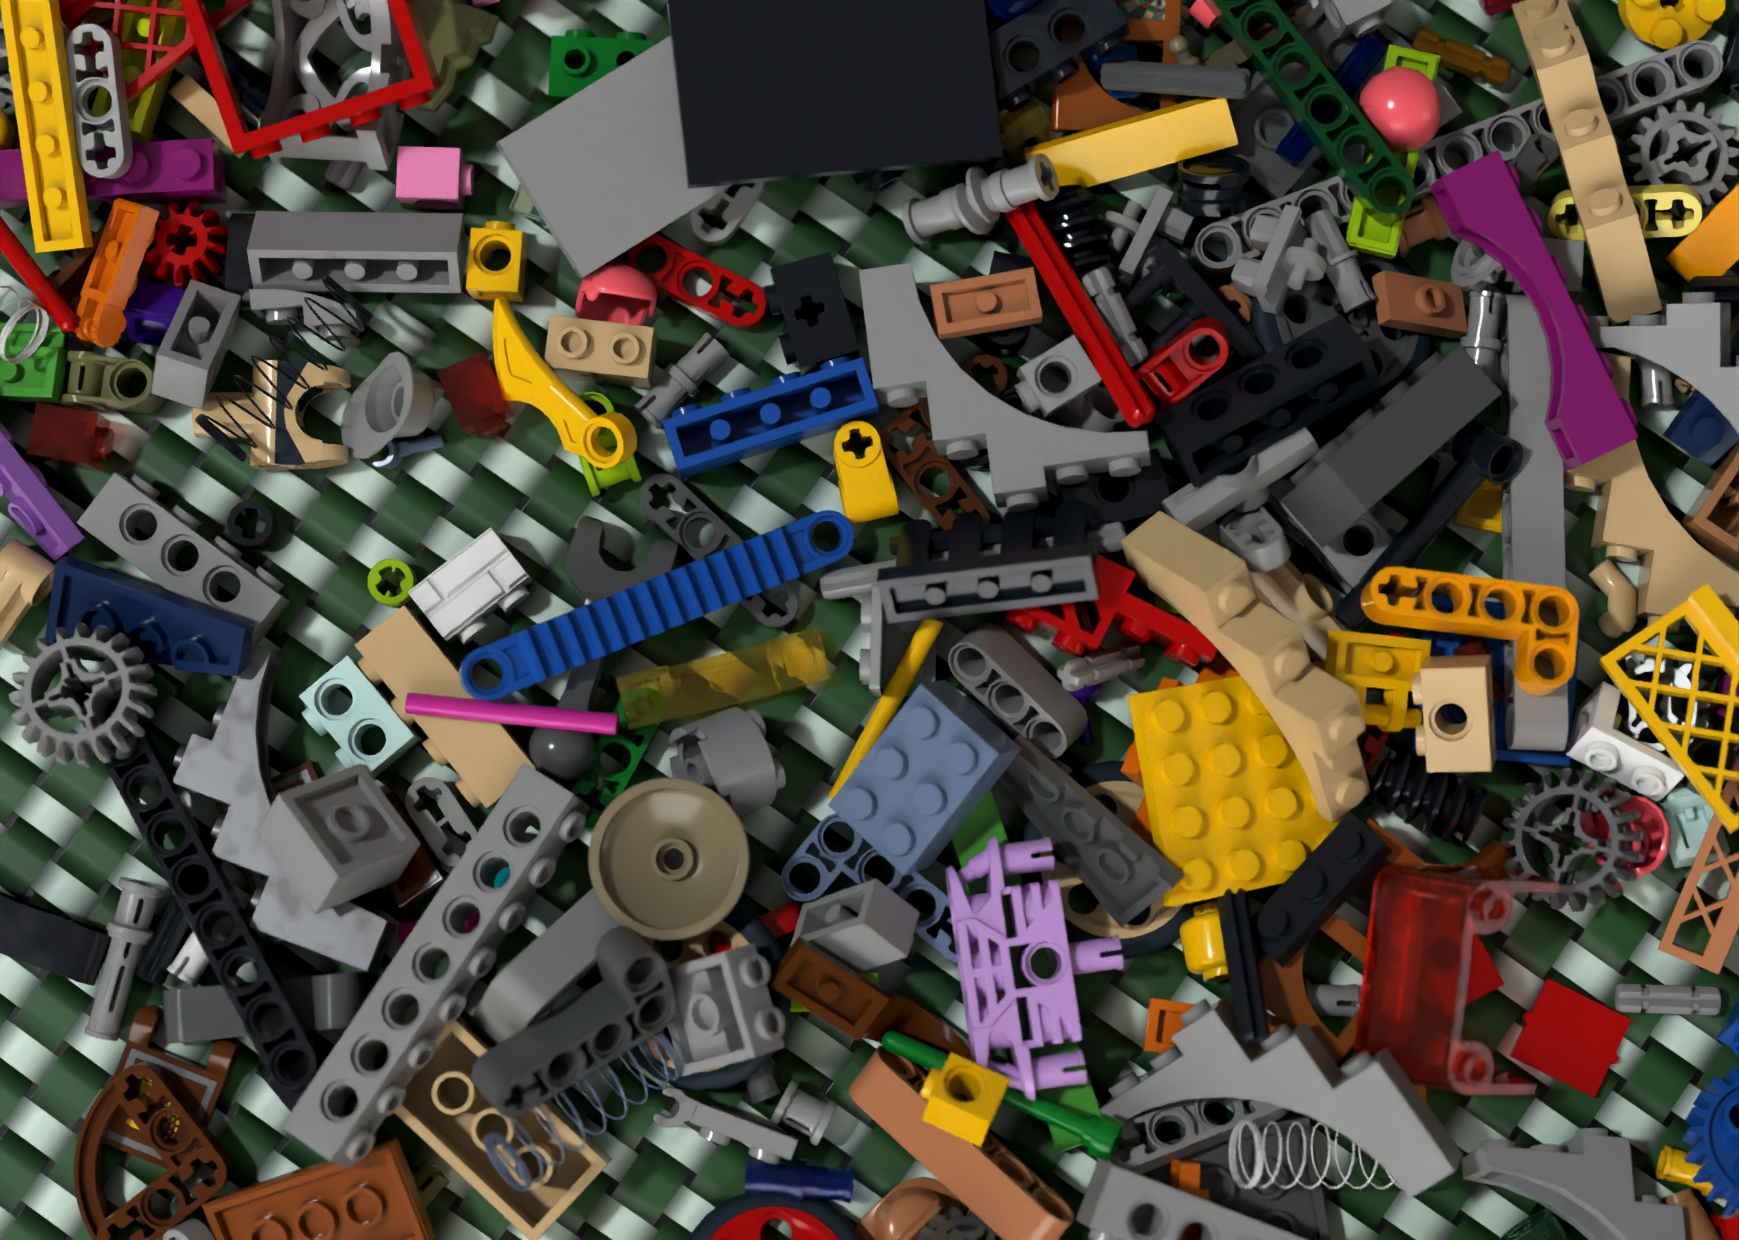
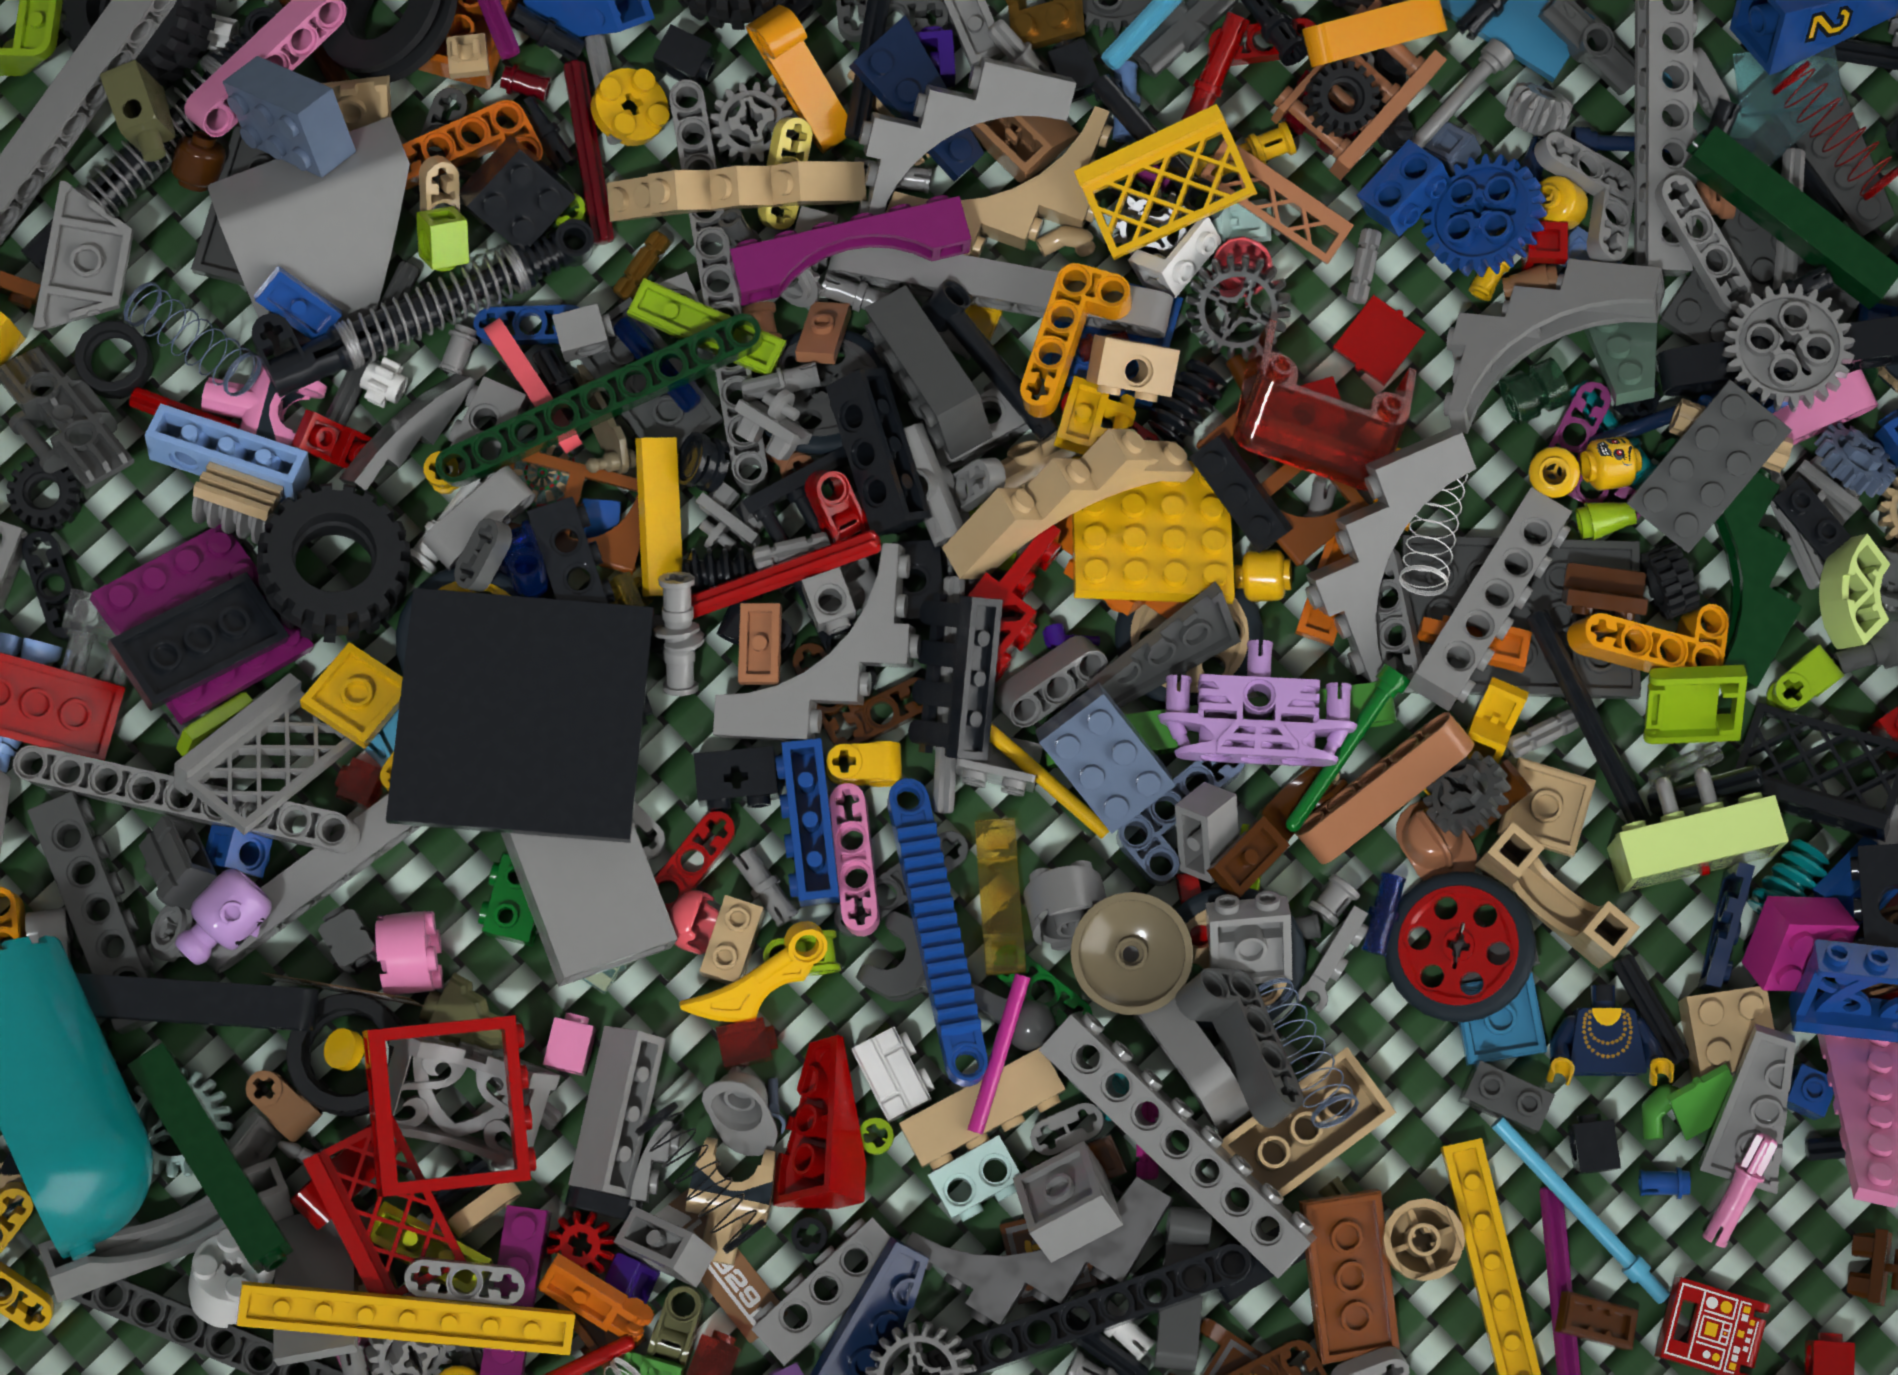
camera: 80 degrees left, 5 degrees down
(171, 451) = (734, 1287): none -> medium nougat sticker
(360, 521) = (825, 1148): none -> red wedge
(503, 283) = (662, 1016): yellow brick -> none
(734, 479) = (854, 859): none -> bright pink beam
(963, 1119) = (1340, 760): yellow brick -> none
(1101, 666) = (1046, 616): light grey axle -> none
(1176, 79) = (619, 471): dark grey axle -> none
(1243, 967) = (1288, 555): black axle -> none
(1402, 108) = (678, 312): coral hair -> none

